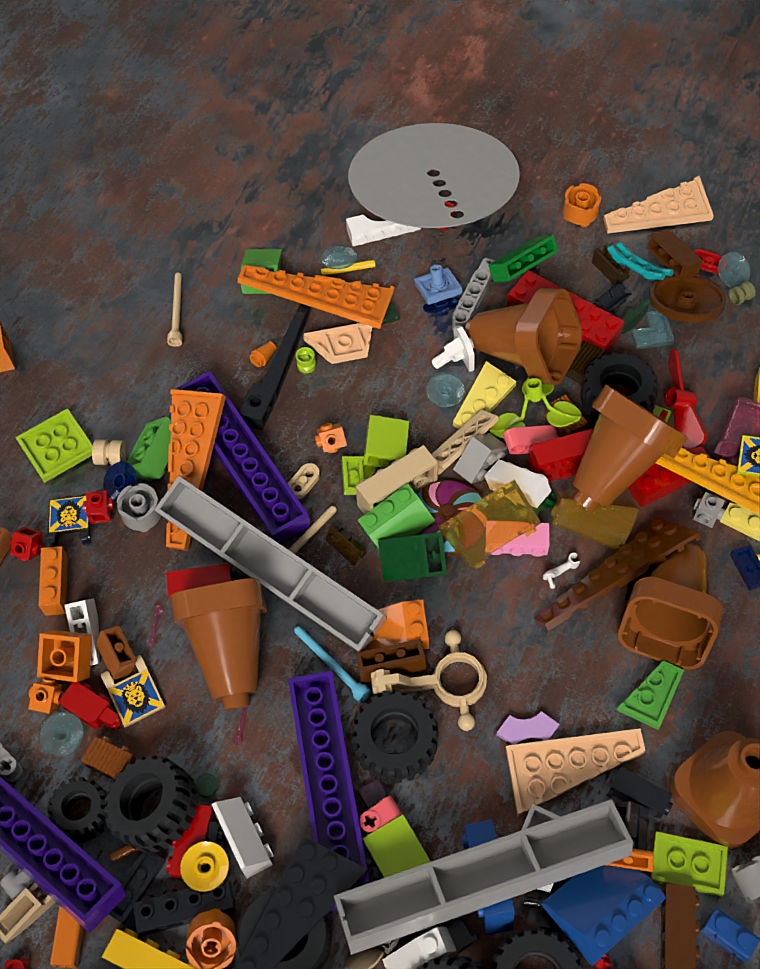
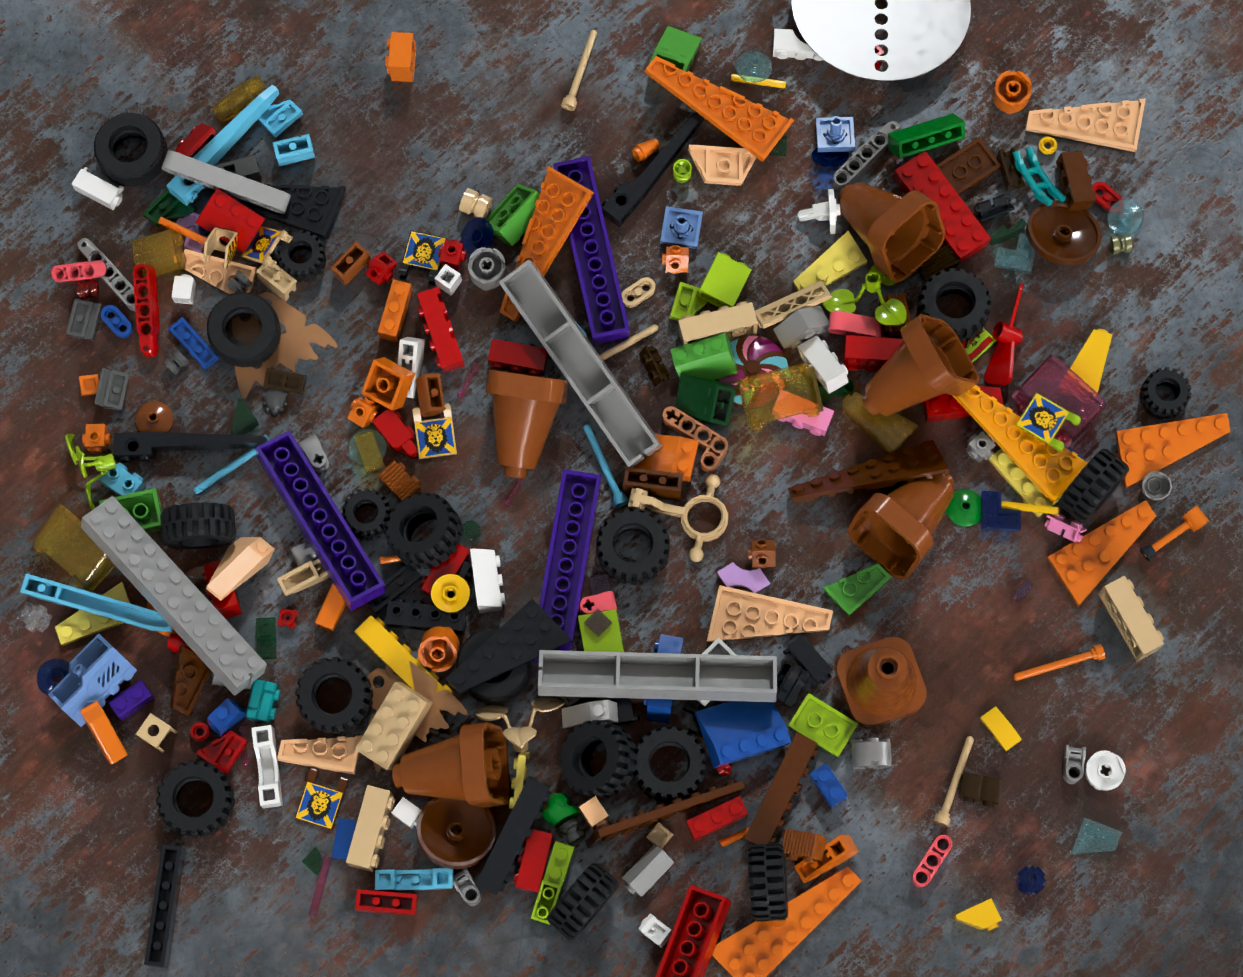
camera: 20 degrees right, 15 degrees up
(55, 445) = (430, 178): lime plate -> none
(64, 737) = (369, 452): none -> clear yellow tile
(101, 531) = (448, 279): none -> white brick
(107, 583) = (440, 330): none -> red wedge
(324, 405) = (681, 220): none -> medium blue plate
(388, 838) = (597, 622): none -> tile
(415, 590) = (697, 429): none -> nougat beam
(445, 384) = (798, 239): clear light blue dish -> none
(538, 694) = (762, 553): none -> dark orange brick
(561, 569) = (827, 454): white piece -> none
(574, 272) = (969, 166): none -> reddish brown plate
(633, 237) = (1047, 140): none -> yellow plate
(638, 860) = (780, 707): orange slope -> none
(720, 583) = (961, 516): none -> green dish

